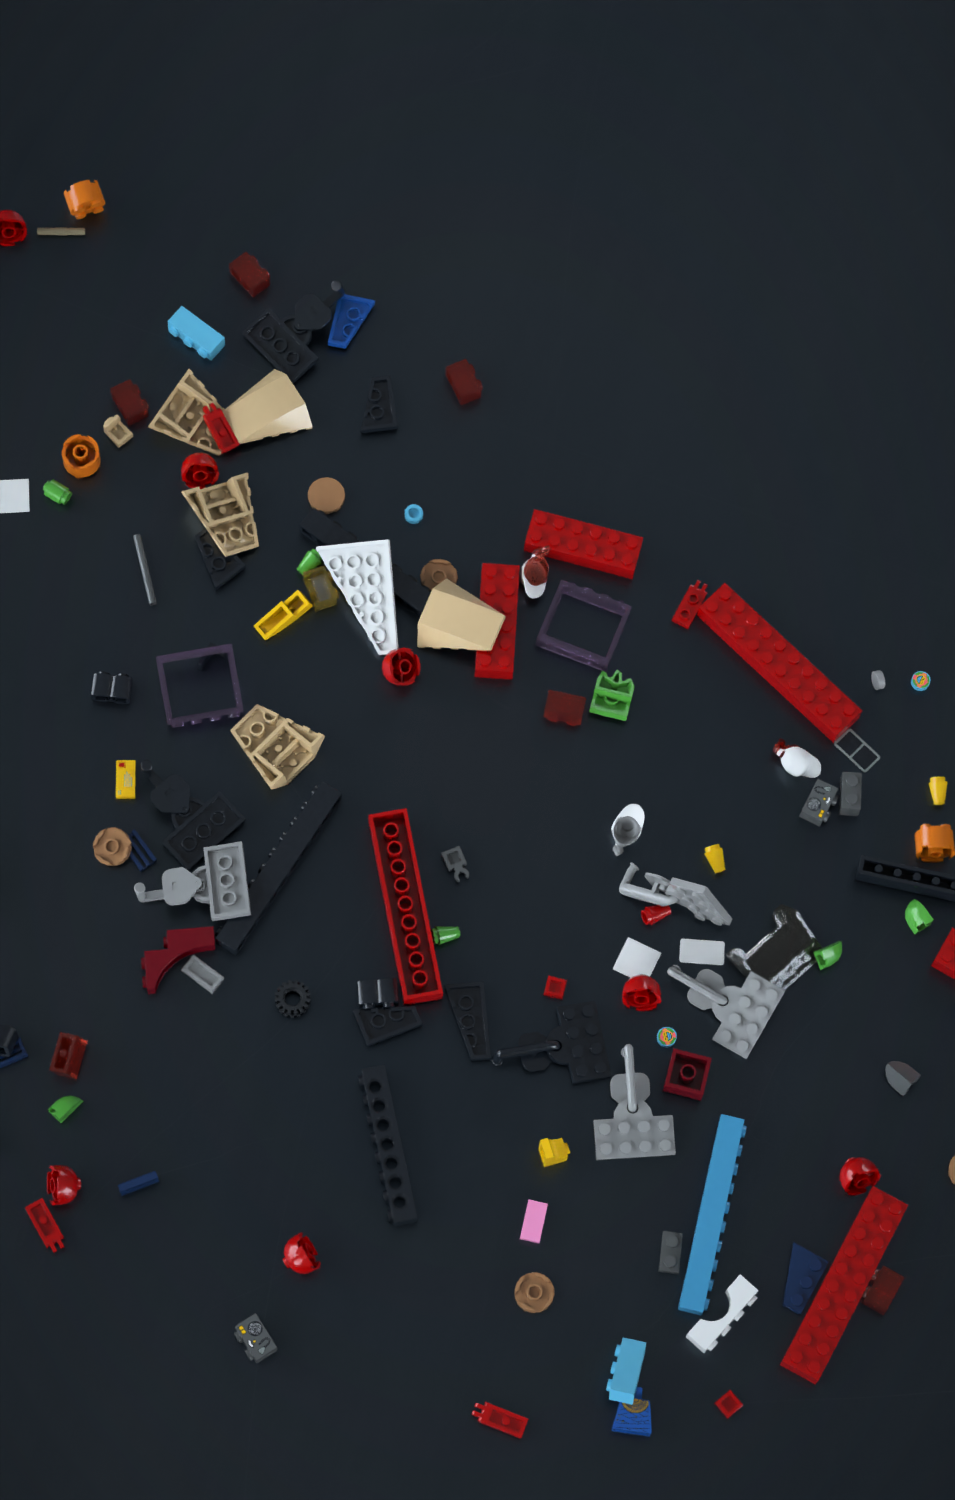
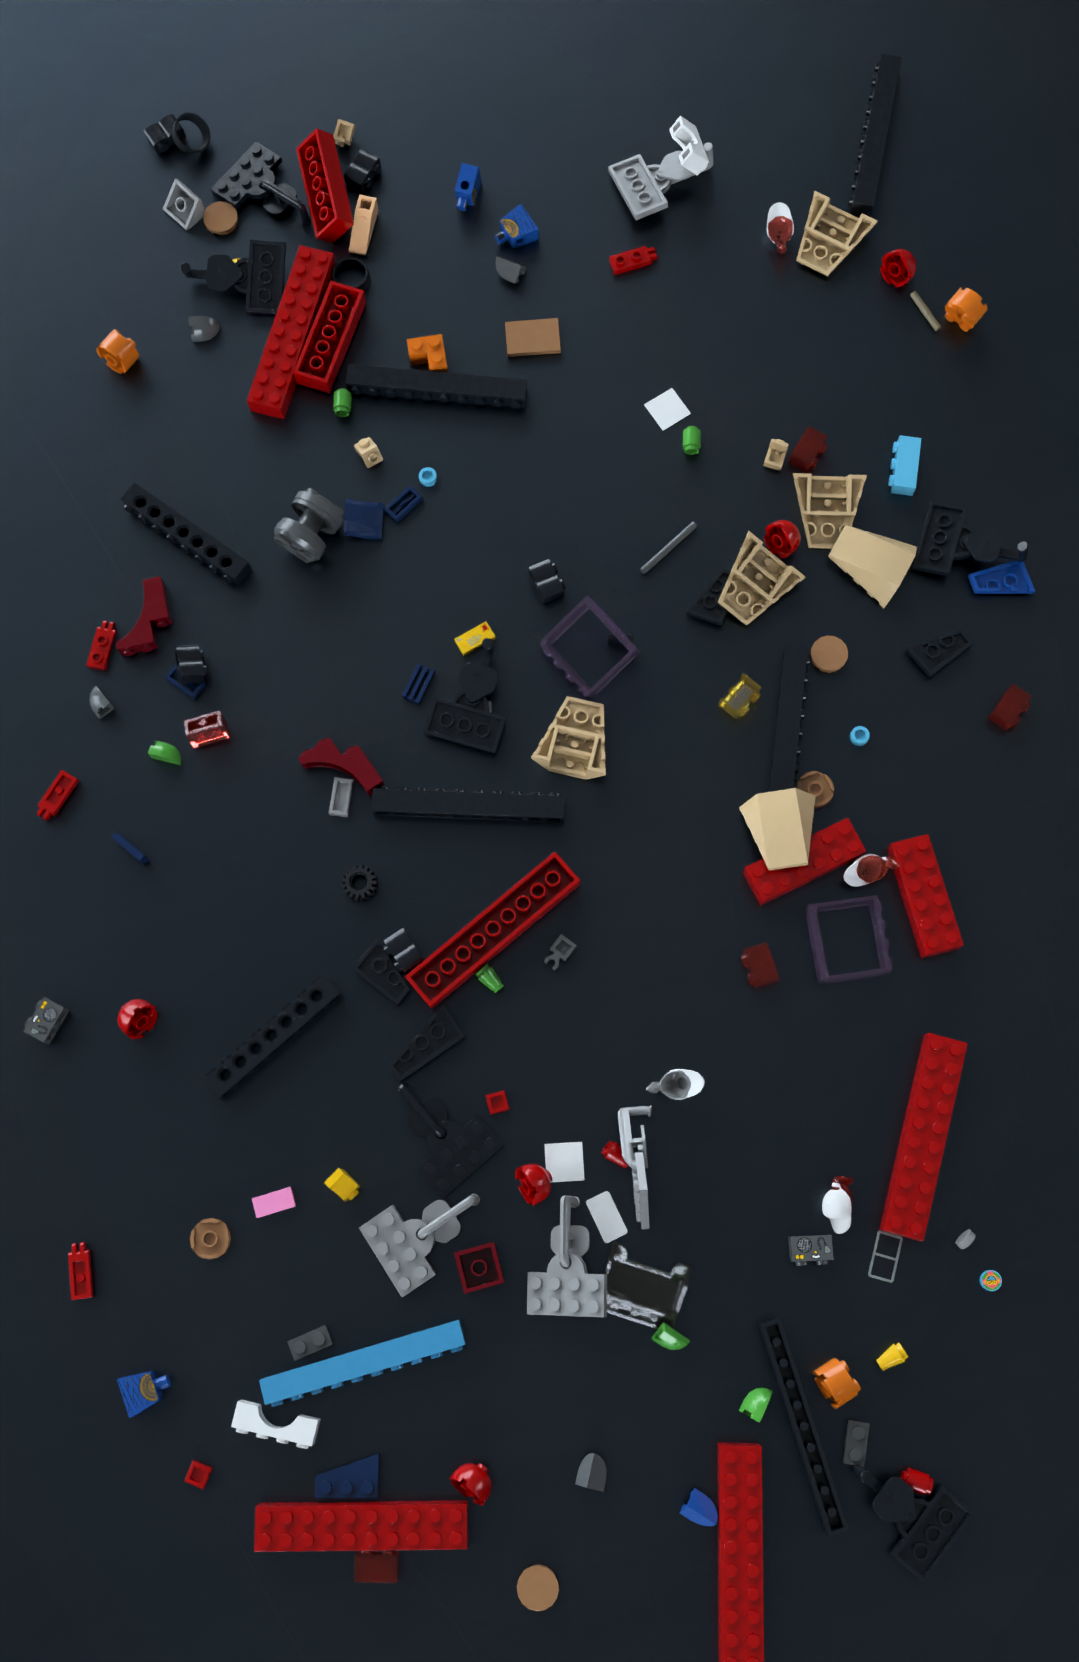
camera: 70 degrees right, 5 degrees up
(62, 1184) = (95, 789): red cylinder -> none
(81, 465) = (734, 438): orange brick -> none
(112, 846) = (408, 661): medium nougat tile -> none
(217, 883) = (419, 767): light grey plate -> none
(220, 428) = (830, 532): red hinge -> none
(250, 274) = (989, 476): clear red brick -> none
(283, 615) = (697, 680): yellow slope -> none
(310, 561) = (759, 674): bright green cone -> none
(366, 581) = (769, 728): white wing -> none
(401, 666) = (708, 803): red cylinder -> none
(612, 696) = (797, 1002): bright green plate -> none
(626, 1370) = (175, 1363): medium azure brick -> none
(666, 1037) = (507, 1228): tile -> none
(689, 605) = (933, 1023): red hinge -> none
(715, 857) = (701, 1180): yellow cone -> none
(850, 793) = (836, 1273): dark grey brick -> none

